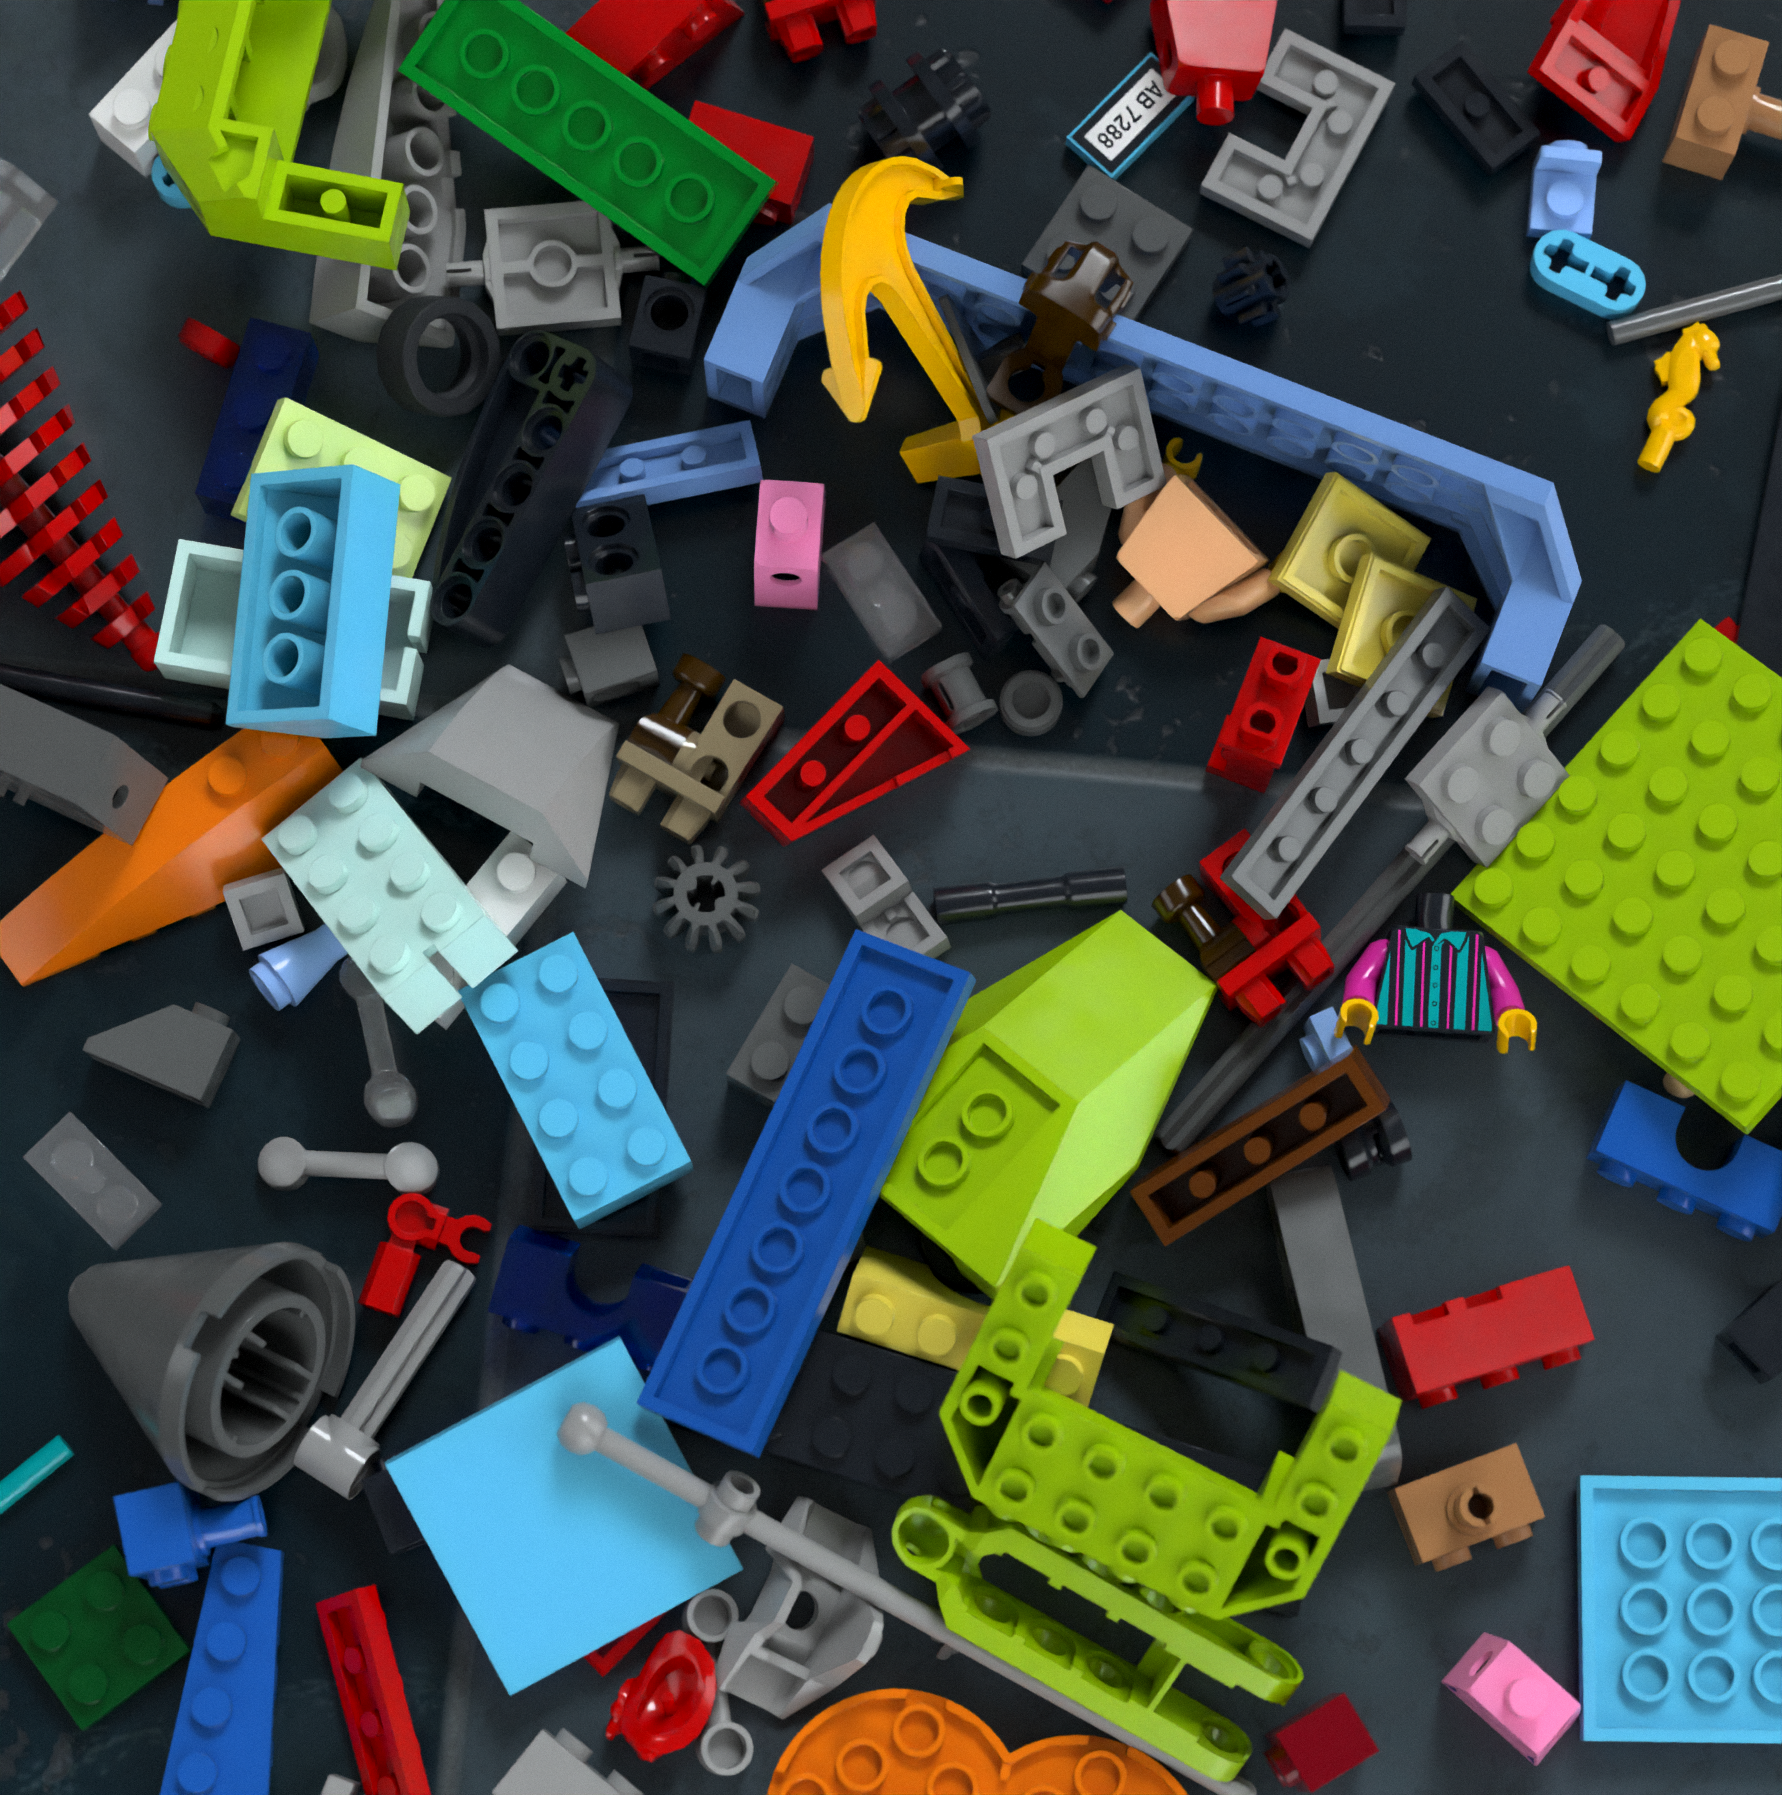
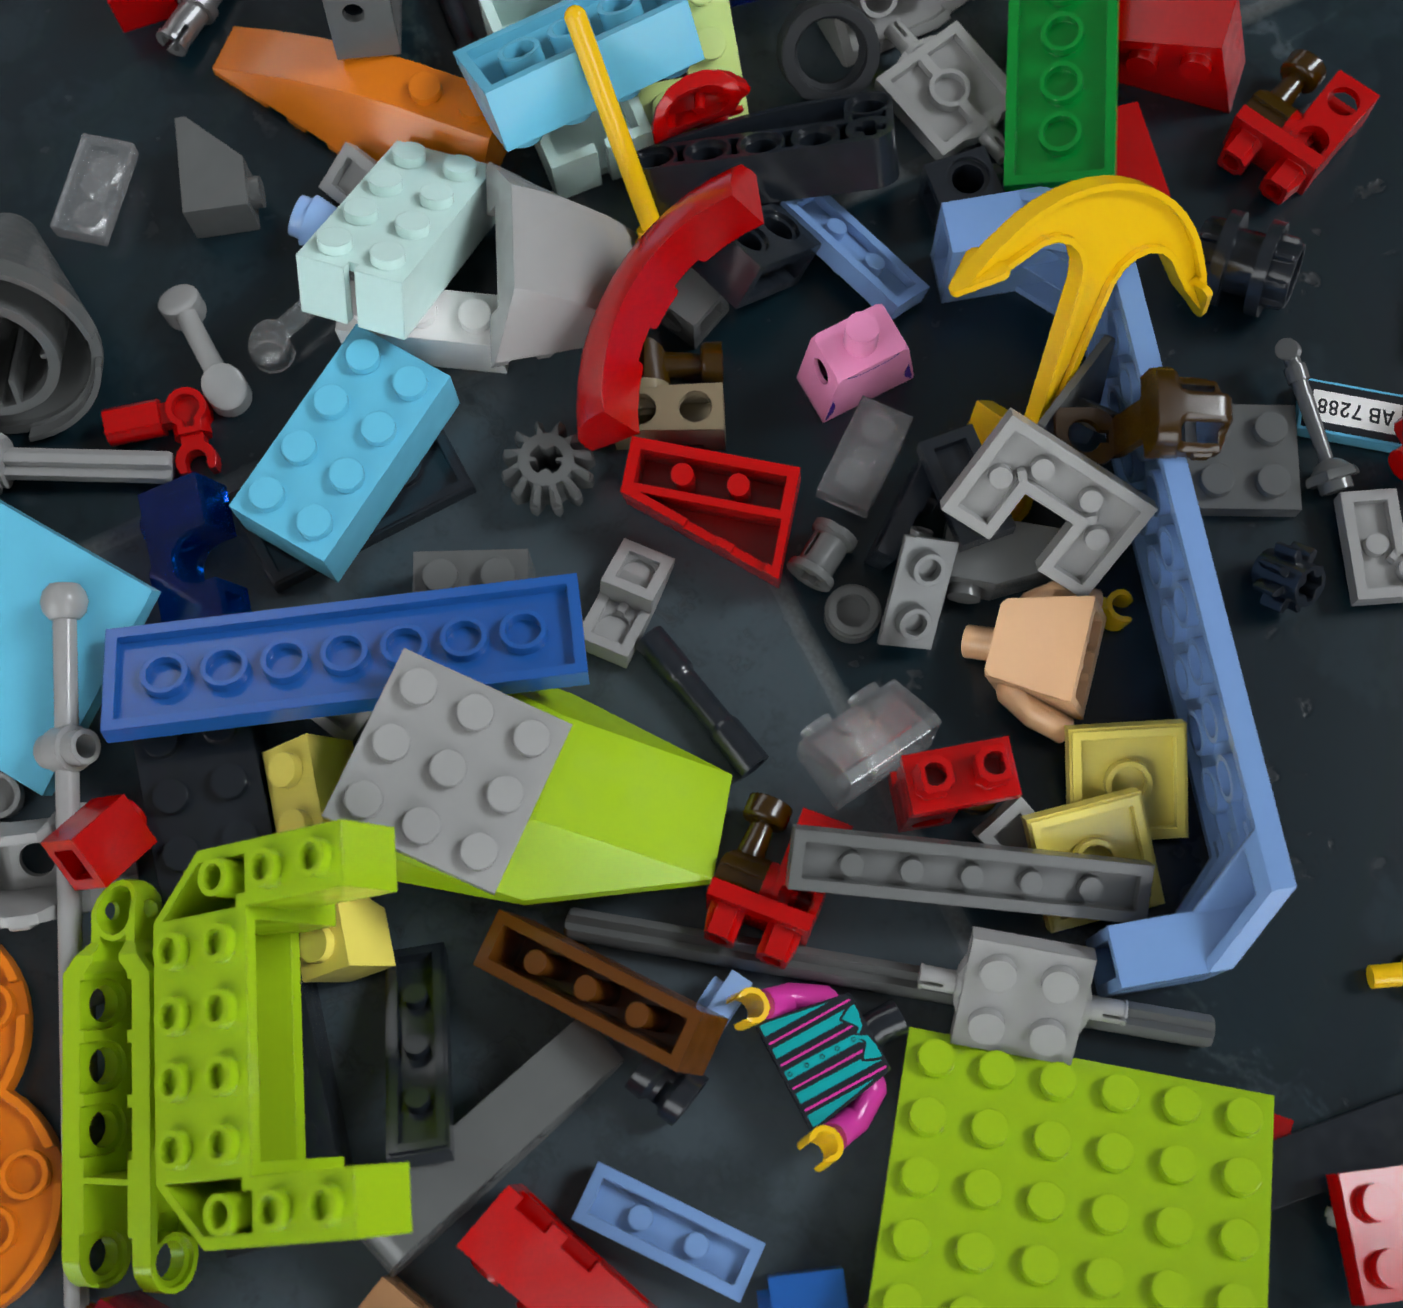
camera: 65 degrees right, 5 degrees down
(419, 518) = (698, 102): none -> red hat
(525, 648) = (611, 117): none -> yellow piece
(608, 697) = (643, 292): none -> red brick
(843, 1523) = (99, 841): none -> red brick
(990, 1150) = (449, 770): none -> light grey plate
(1169, 766) = (866, 740): none -> clear slope
(1176, 180) = (1332, 473): none -> dark grey piece
(1500, 1218) = (669, 1231): none -> medium blue plate

